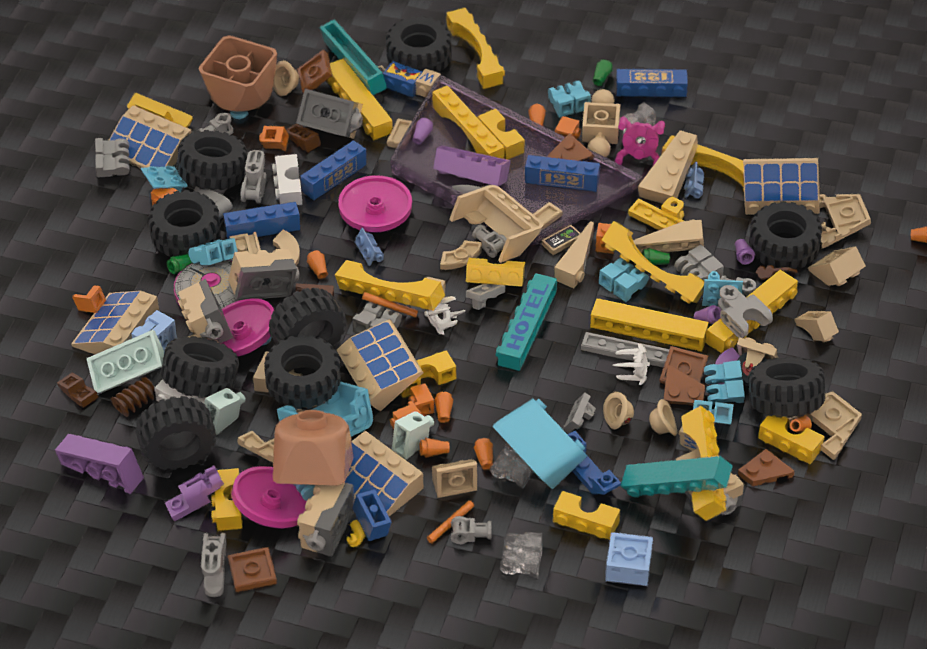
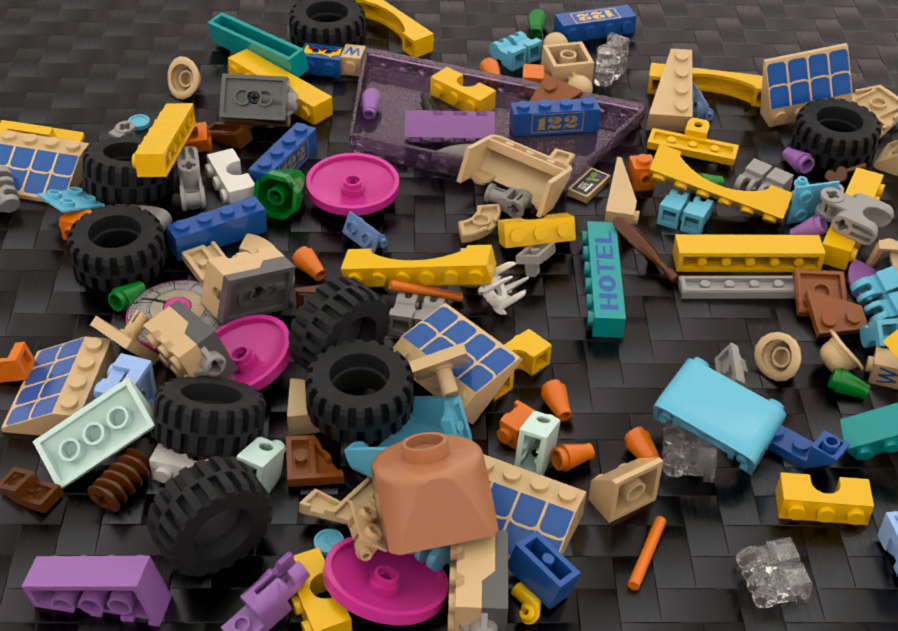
camera: 20 degrees left, 5 degrees down
(167, 297) = (128, 336): none -> tan tile
(213, 252) = (169, 272): medium azure legs -> none
(239, 74) = (130, 76): nougat piece -> none
(241, 143) = (164, 140): none -> yellow brick
(250, 463) = (327, 539): none -> medium azure piece
(257, 412) = (309, 463): none -> dark orange wing
(266, 466) = (365, 531): none -> tan hinge
(315, 71) = (218, 61): dark orange tile -> none
(319, 200) = (281, 192): none -> green cone
(359, 366) = (441, 365): none -> tan tile
(398, 132) = (343, 112): tan tile -> none
(422, 399) = (526, 392): orange brick -> none
(449, 105) = (389, 72): yellow arch -> none
(469, 530) = (682, 557): light grey connector -> none
(570, 302) = (643, 246): none -> reddish brown piece
(634, 148) = (635, 74): dark pink plate -> none
(640, 364) = (771, 298): white piece -> none
(658, 441) = (847, 384): none -> green cone
(677, 237) = (725, 155): tan slope -> none

